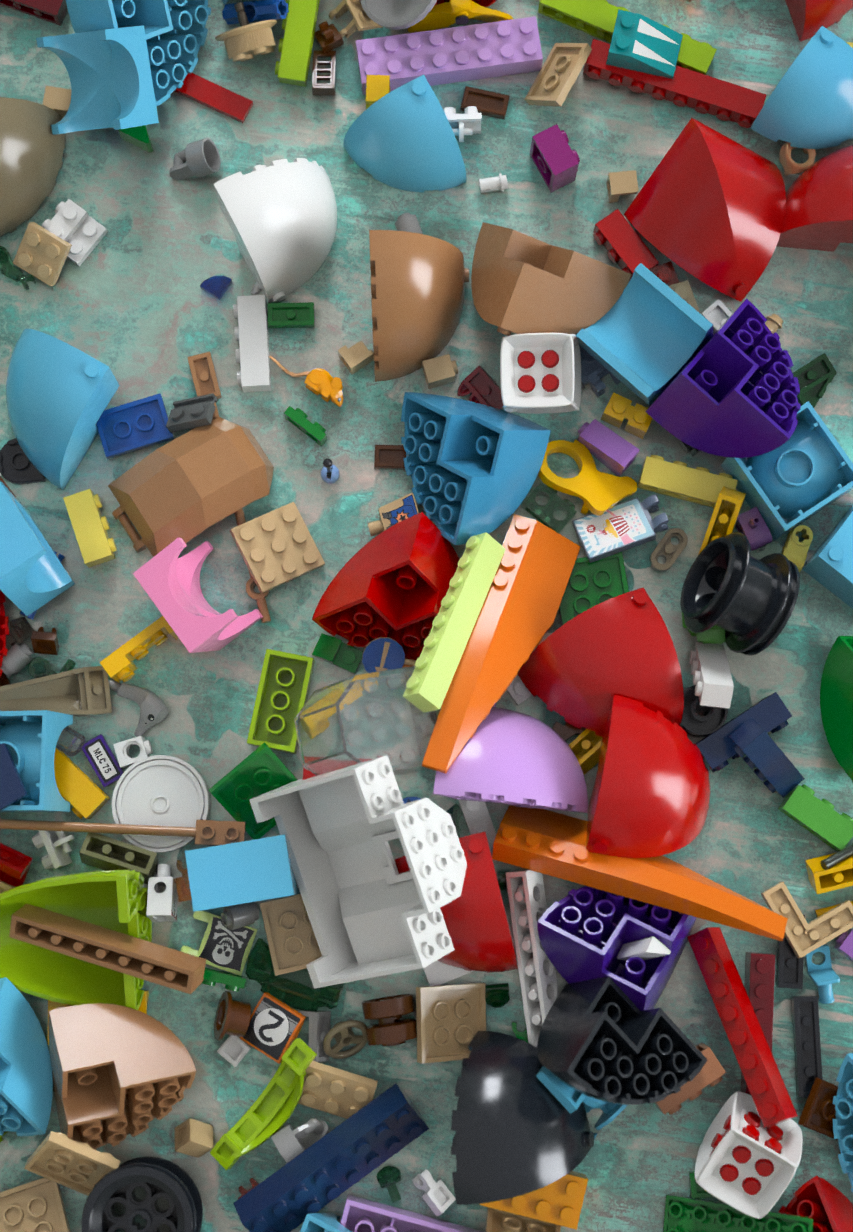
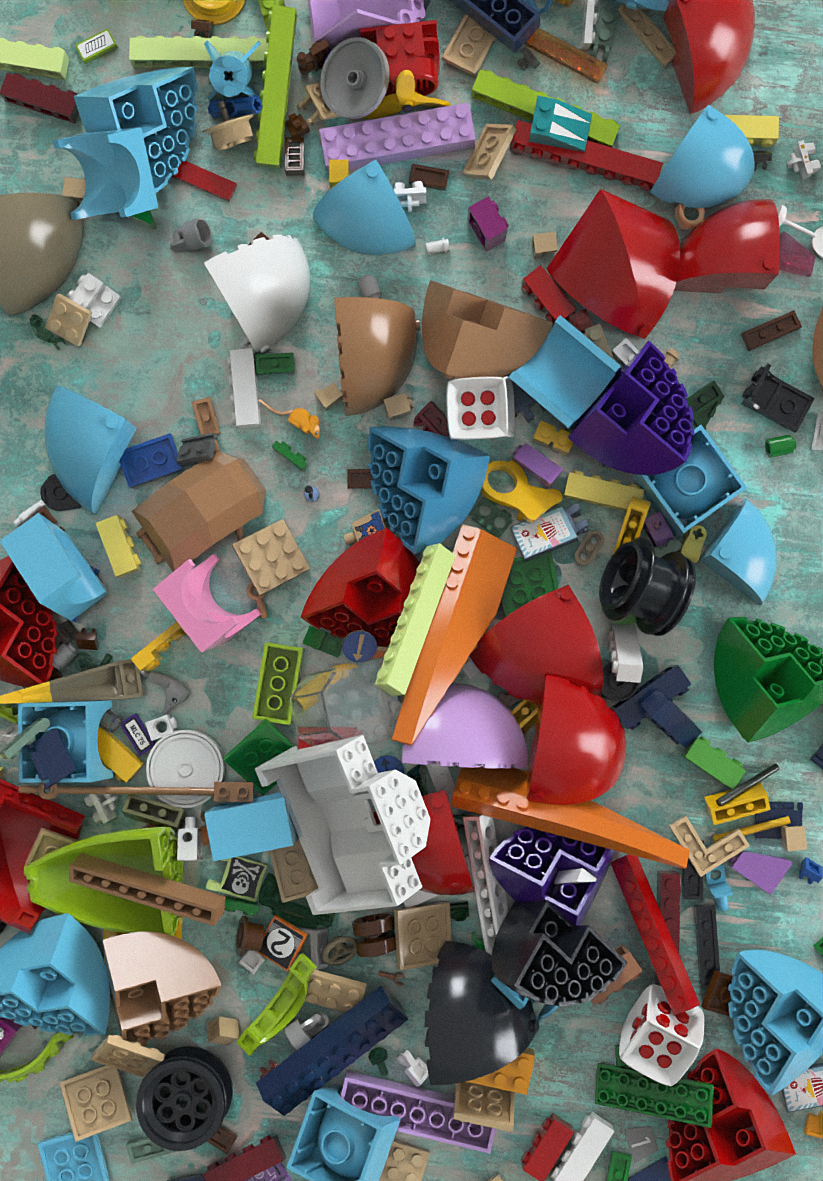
camera: 10 degrees right, 5 degrees up
(216, 285) = (213, 340): clear blue tile -> none
(239, 915) = (252, 859): light grey brick -> none
(410, 1076) = (392, 977): none -> nougat hand

